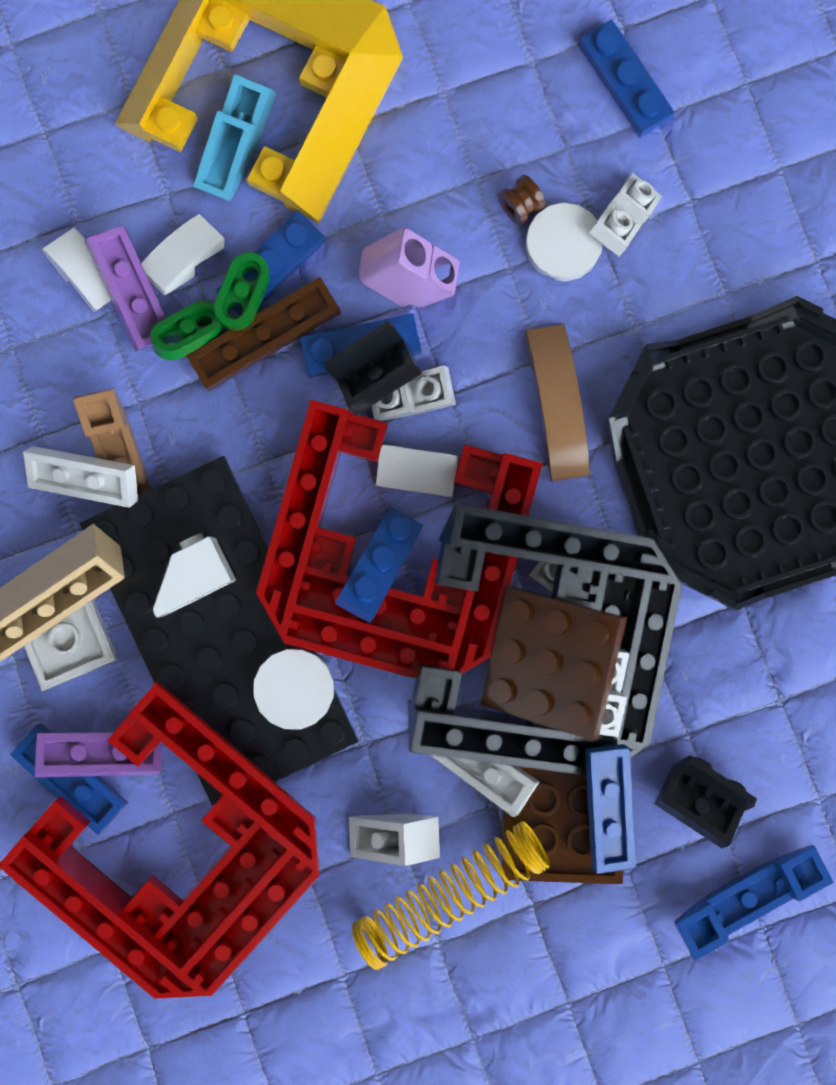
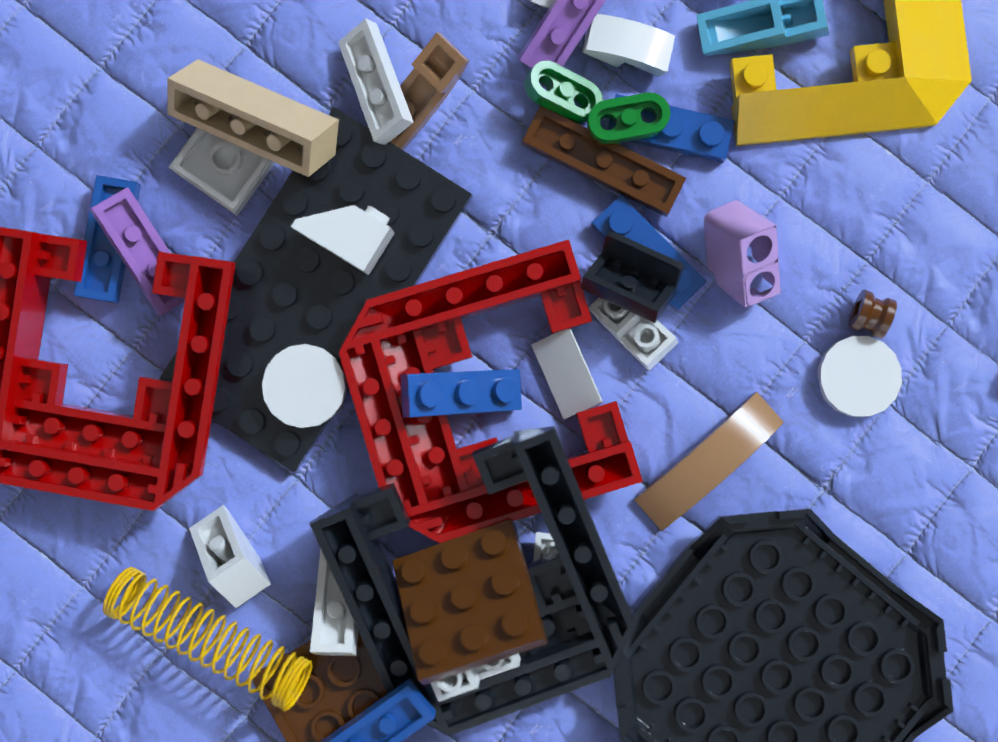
camera: 55 degrees right, 0 degrees up
(625, 214) = (920, 416): white slope -> none

